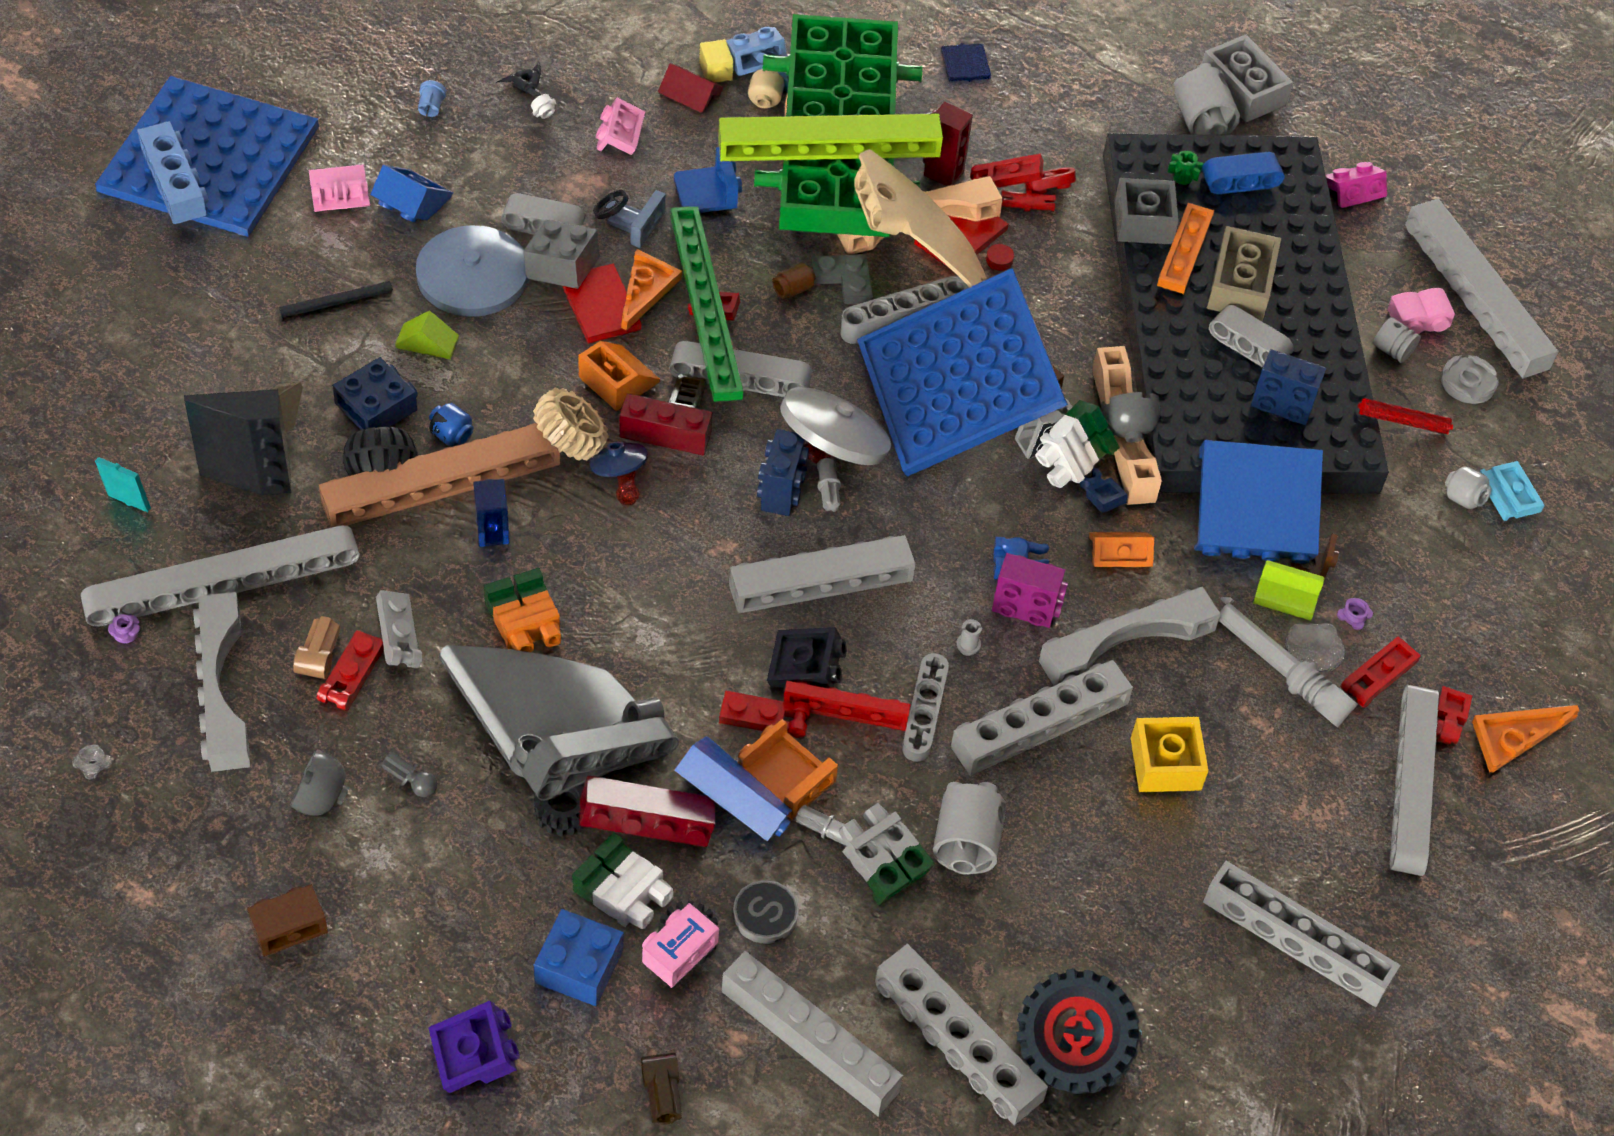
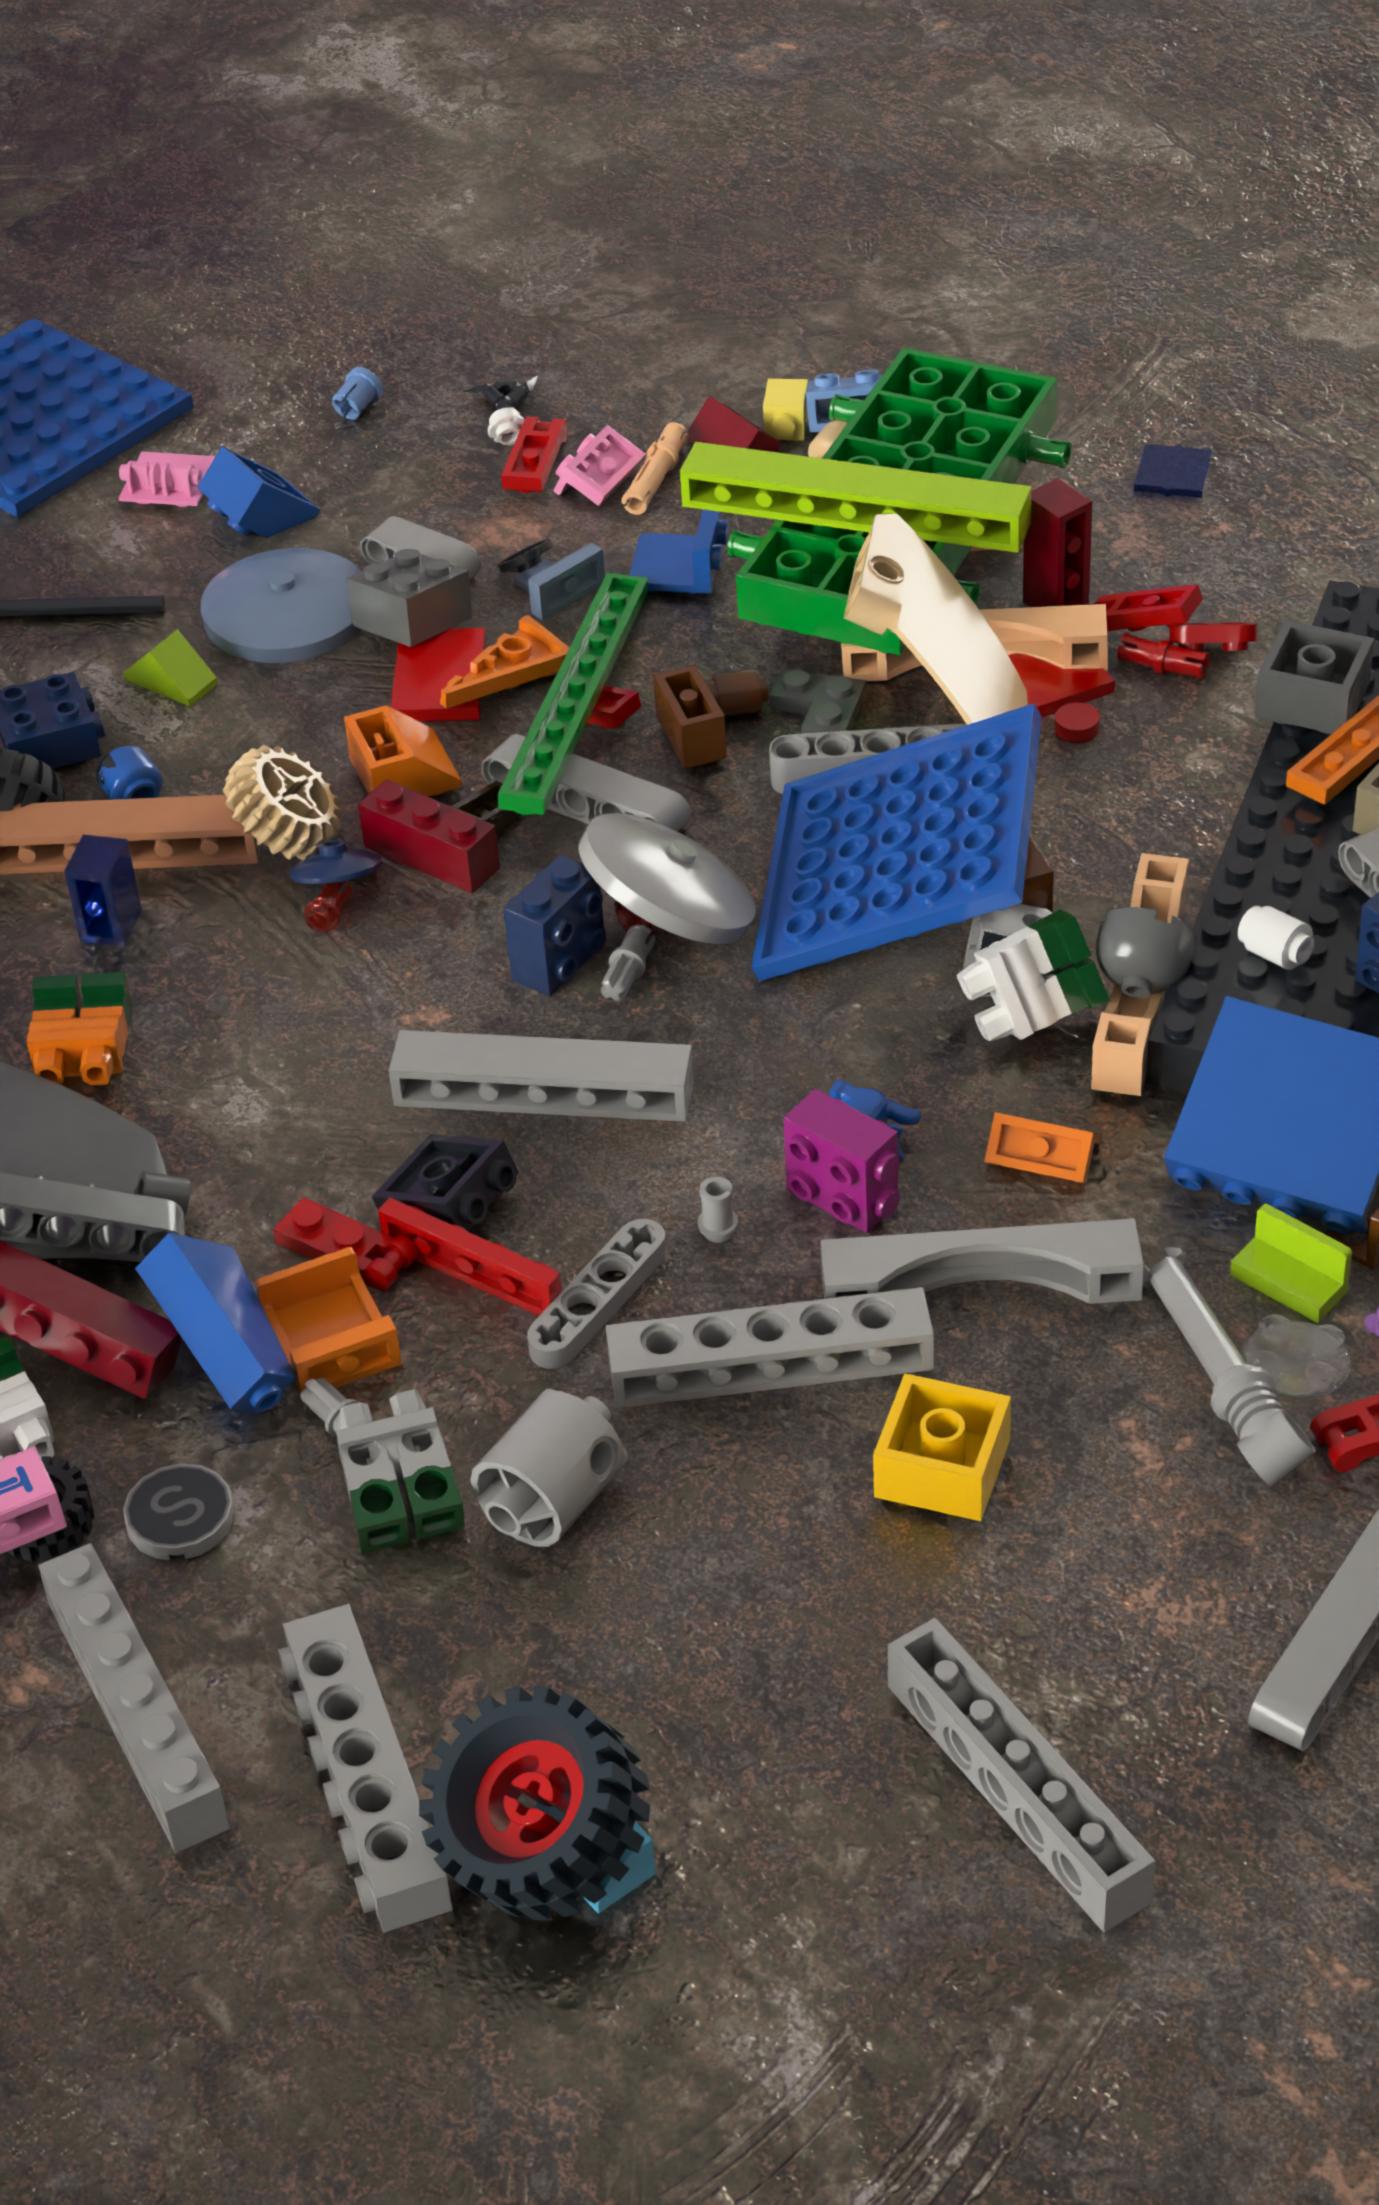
camera: 30 degrees right, 10 degrees down
(572, 124) = (533, 454): none -> red plate
(655, 112) = (660, 458): none -> light nougat pin
(781, 304) = (690, 716): none -> reddish brown brick
(1103, 493) = (1056, 1062): dark blue plate -> none
(1203, 390) = (1276, 936): none -> white brick

